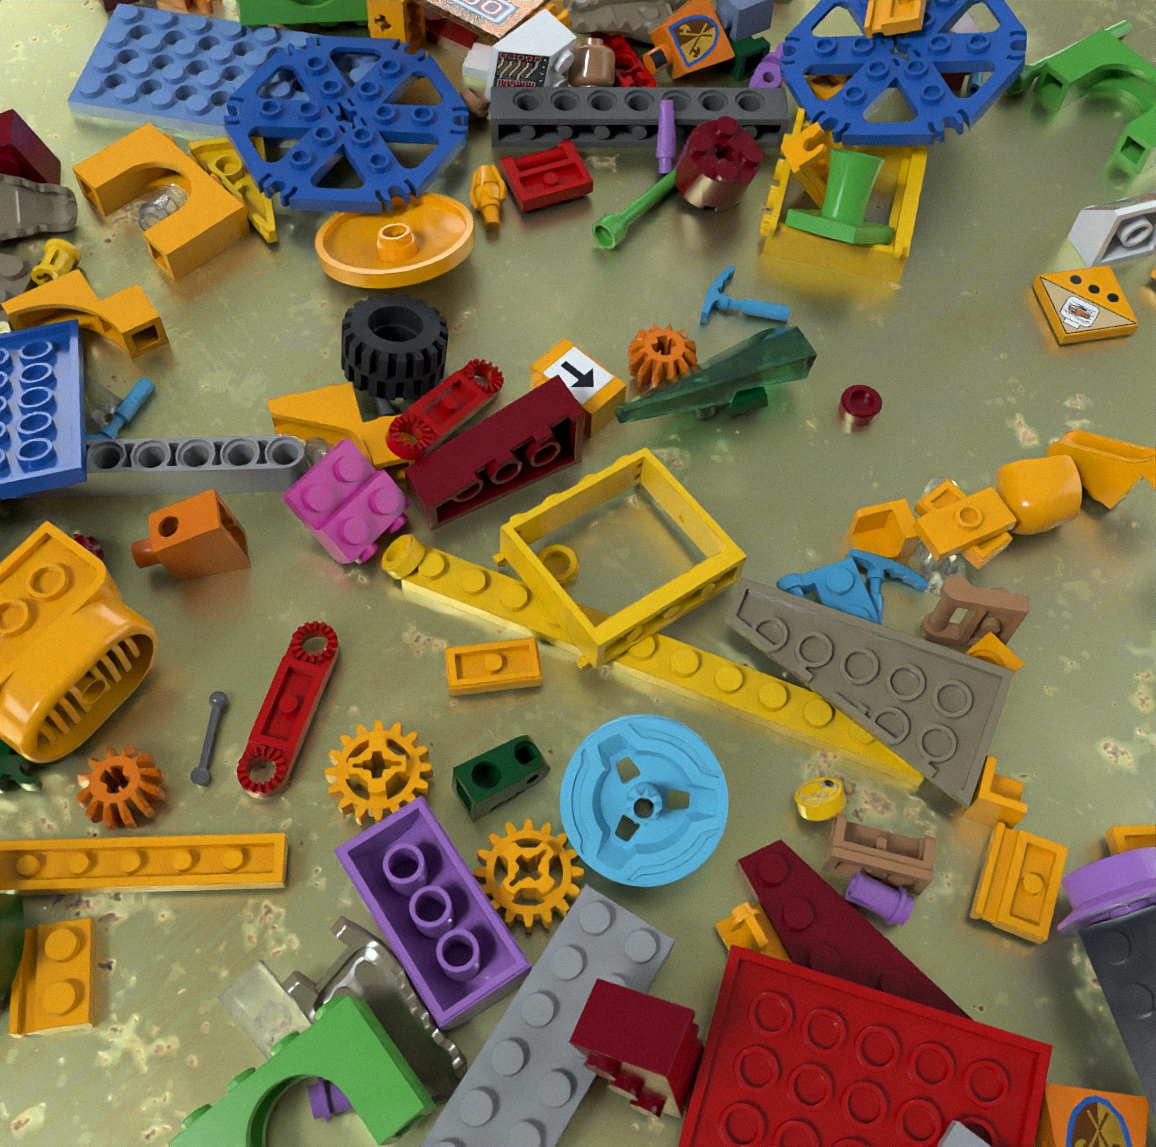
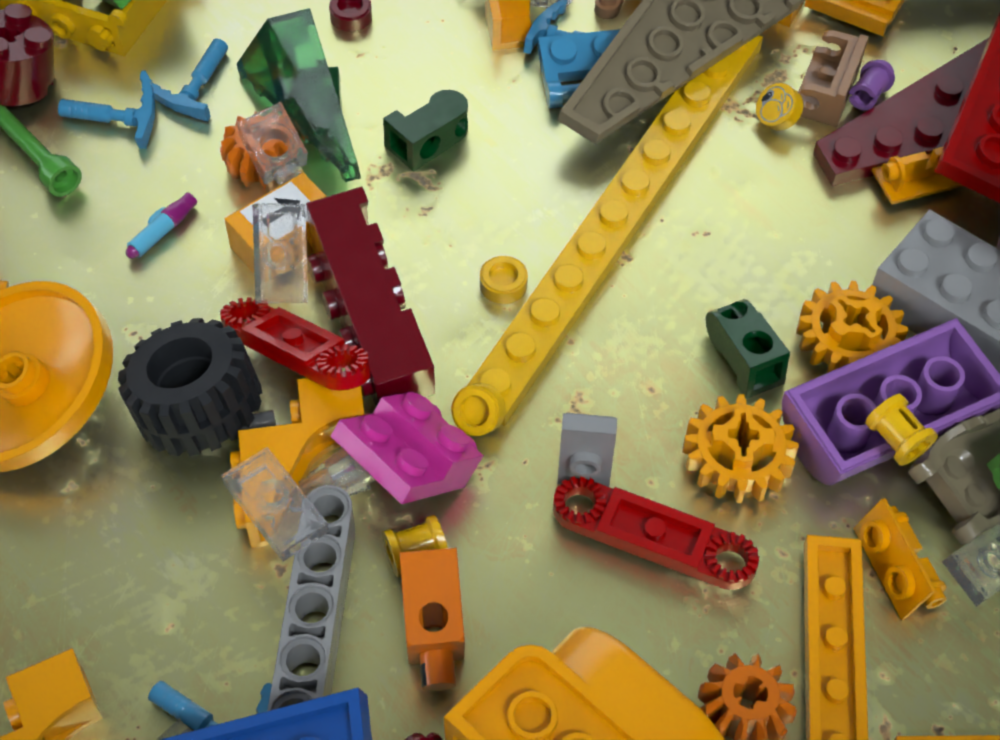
camera: 80 degrees left, 5 degrees down
(201, 775) = (724, 631): dark grey hinge -> none
(251, 933) = (892, 552): none -> light orange hinge
(267, 526) = (417, 538): none -> yellow bush
(277, 412) = (275, 504): none -> clear plate
(347, 633) = (587, 447): none -> light grey plate
(387, 892) = (901, 429): none -> yellow bush
(493, 666) = (621, 341): light orange plate -> none
(527, 374) = (280, 253): none -> clear plate
(576, 309) = (159, 225): none -> piece
(635, 335) = (268, 125): none -> clear brick
(654, 610) = (542, 127): yellow window -> none
(668, 840) = (776, 244): medium azure wheel -> none
(686, 272) = (142, 117): none -> dark azure piece
(716, 484) = (428, 130): none -> dark green leg

